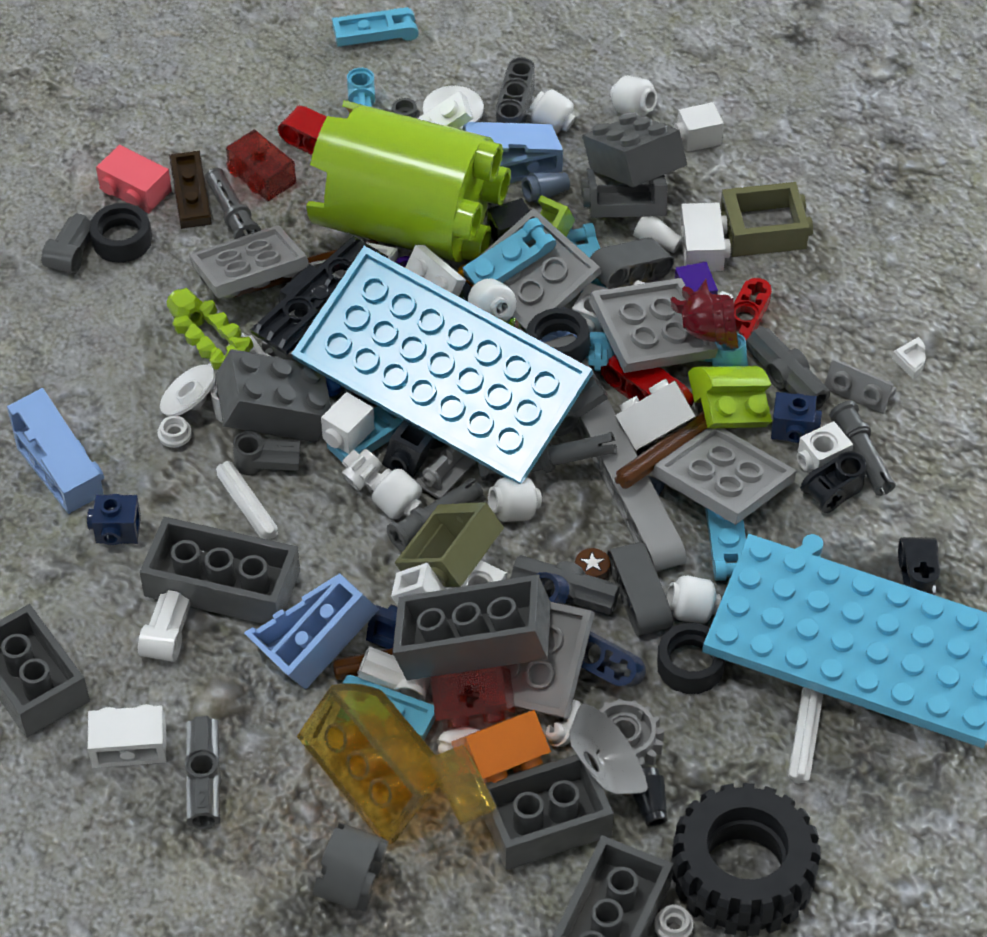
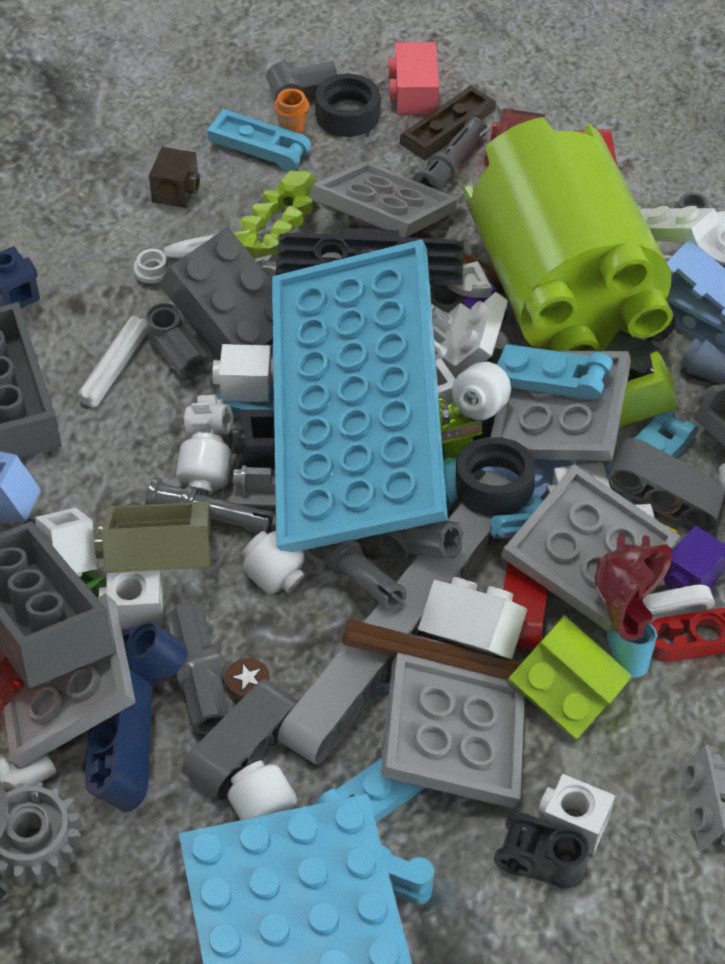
camera: 55 degrees right, 0 degrees up
(54, 451) = (54, 199): light blue wedge -> none
(98, 371) = (174, 177): none -> dark brown brick
(103, 302) = (259, 139): none -> medium azure plate
(107, 266) = (291, 109): none -> orange cone
(361, 86) = (678, 166): medium azure axle -> none
(681, 680) = (160, 815): black tyre -> none
(786, 366) = (665, 713): dark grey piece -> none
(794, 416) = (594, 753): dark blue brick -> none
(859, 433) = (631, 836): dark grey pin -> none

